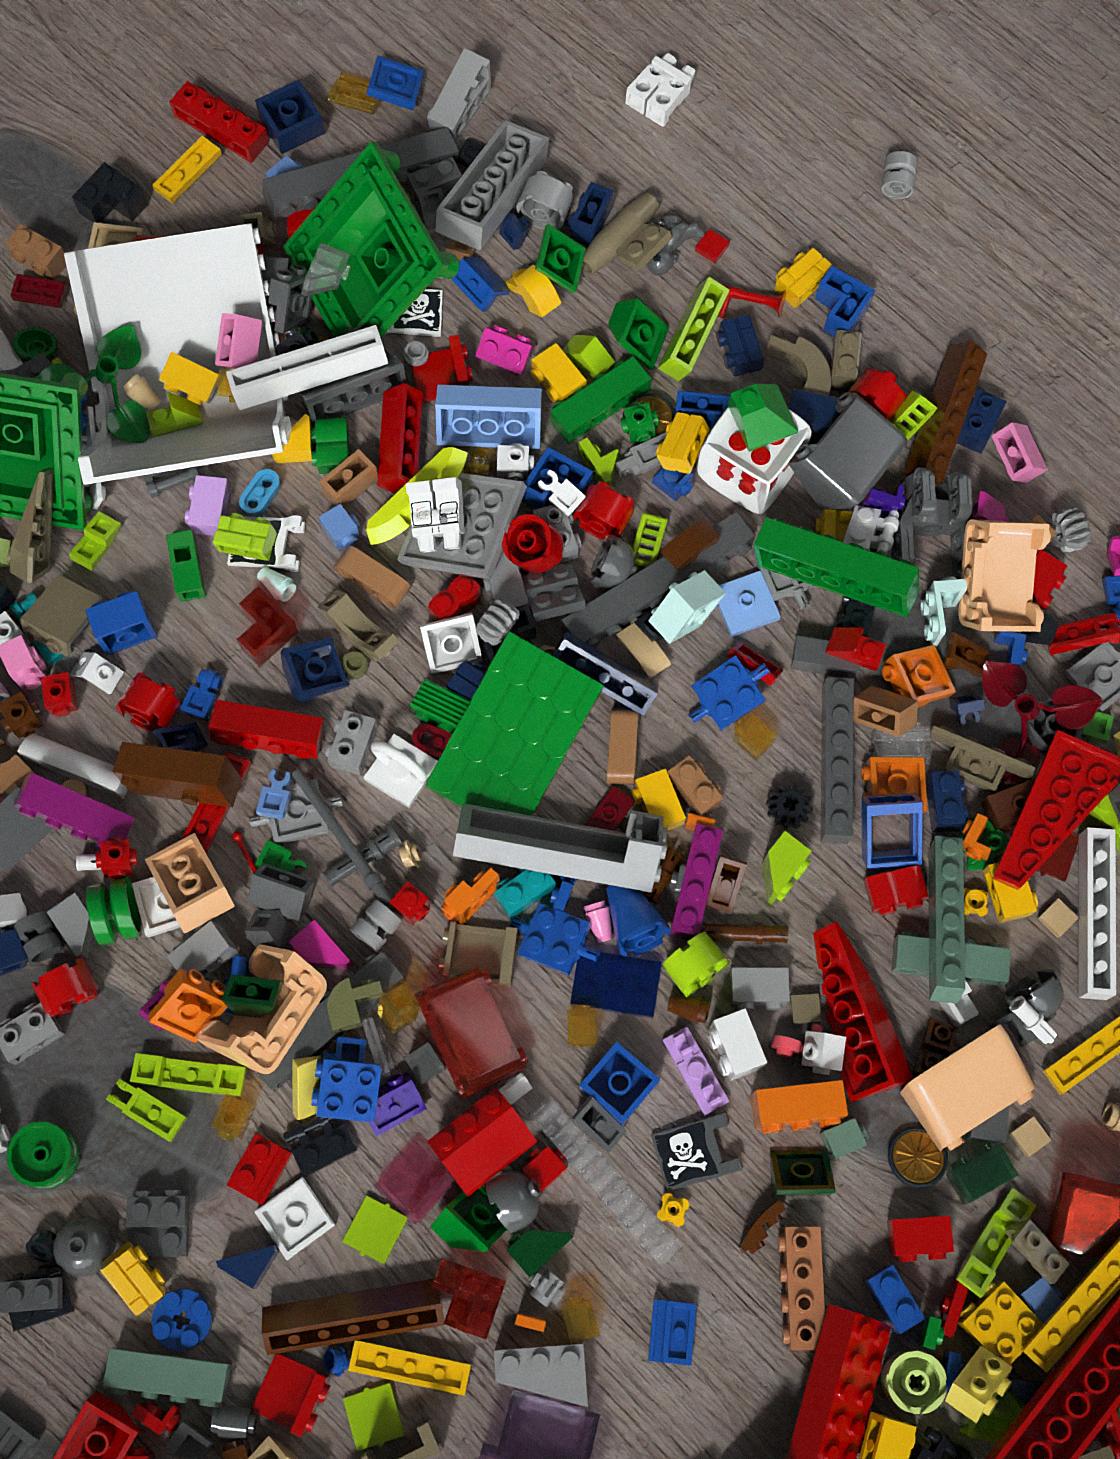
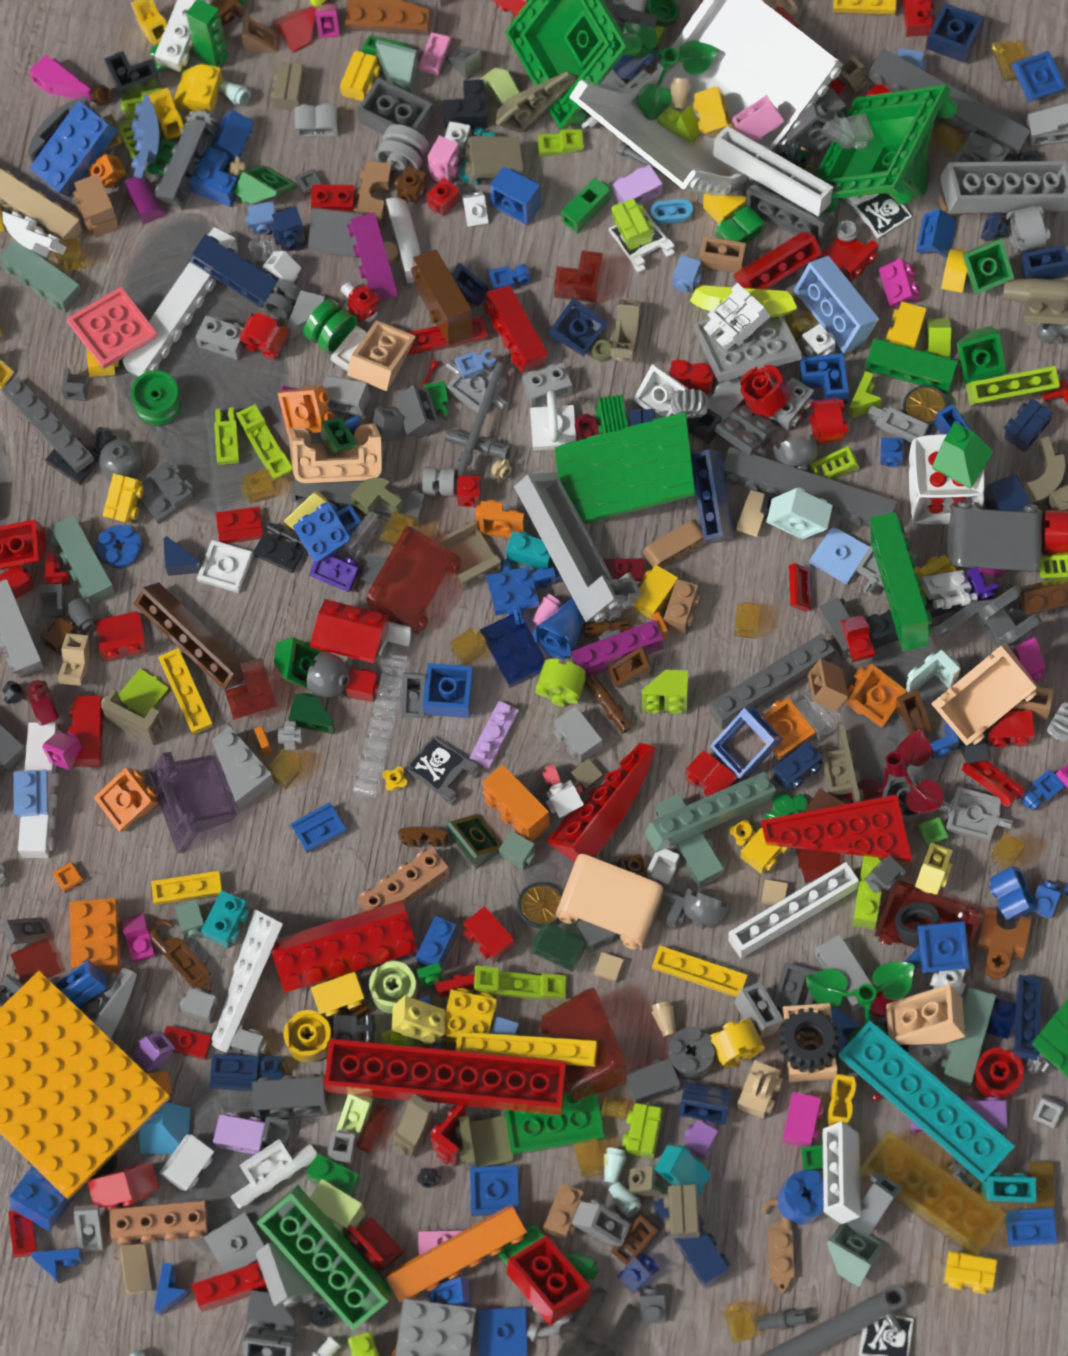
camera: 60 degrees right, 5 degrees down
(148, 703) = (476, 250): red brick -> none
(278, 585) = (617, 268): light aqua cone -> none
(318, 948) = (398, 459): dark pink slope -> none
(336, 1361) = (158, 647): blue plate -> none
(372, 577) = (668, 317): medium nougat beam -> none
(375, 1229) = (252, 616): lime piece -> none
(415, 1183) = (295, 617): clear pink bracket -> none
(565, 495) = (815, 386): white plate -> none
(639, 422) = (912, 398): green brick -> none
(682, 442) = (907, 430): yellow brick -> none
(688, 544) = (845, 484): reddish brown slope -> none
(690, 1008) = (532, 703): reddish brown cone -> none
(728, 693) = (763, 583): blue plate -> none
(736, 1045) = (526, 741): white brick -> none
(777, 806) = (717, 680): black gear -> none
(967, 704) = (879, 738): dark blue tile -> none
(973, 832) = (785, 797): orange bracket -> none
(1033, 1020) = (683, 909): white axle -> none
(1037, 1249) = (531, 1008): dark tan bracket -> none

